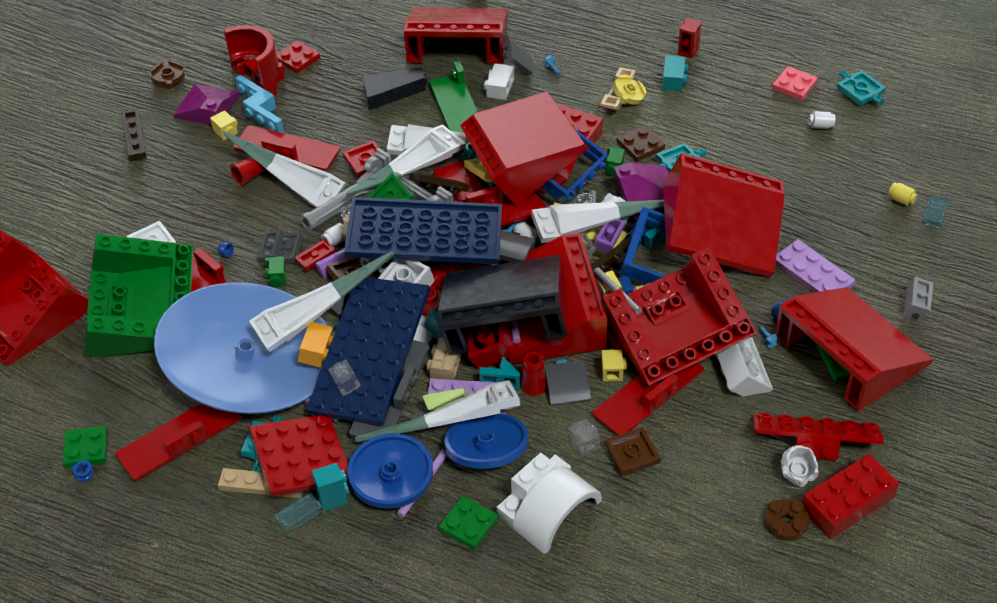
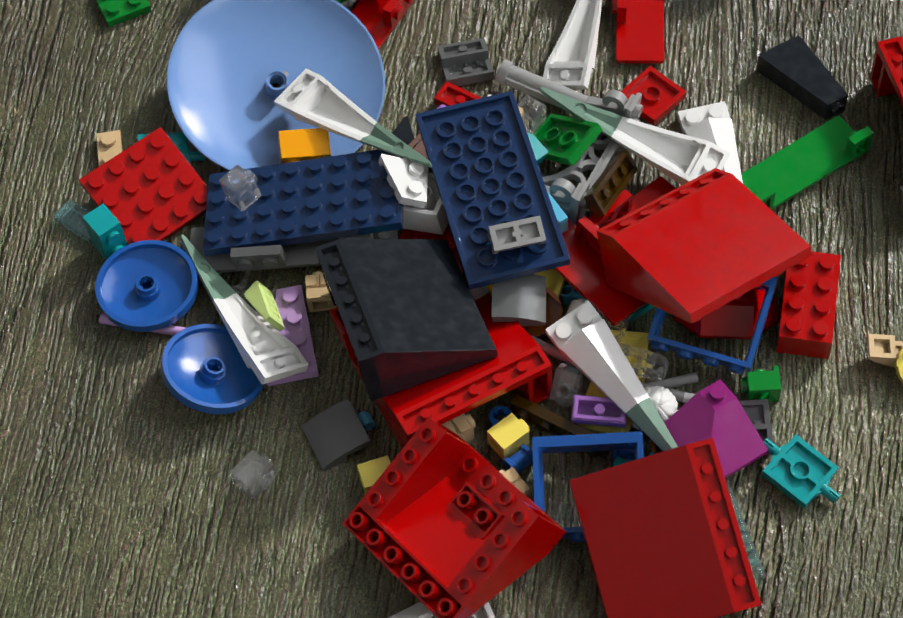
camera: 75 degrees right, 10 degrees up
(83, 477) = (89, 16): blue bush -> none
(174, 439) = (133, 64): red bracket -> none
(226, 249) = (440, 11): blue hinge -> none
(276, 271) = (418, 72): green brick -> none
(394, 274) = (407, 180): none -> white wing
(468, 523) = (105, 389): green plate -> none
(478, 219) = (516, 234): none -> light grey hinge
(499, 81) = (872, 199): white brick -> none
(505, 373) = (327, 360): teal slope -> none
(533, 375) = (328, 387): red plant -> none
(543, 498) = (152, 457): white piece -> none
(613, 287) = (480, 442): light grey bar -> none
(632, 451) = (247, 535): reddish brown plate -> none
(638, 401) = (319, 518): red bracket -> none
(641, 143) = (823, 412): reddish brown plate -> none

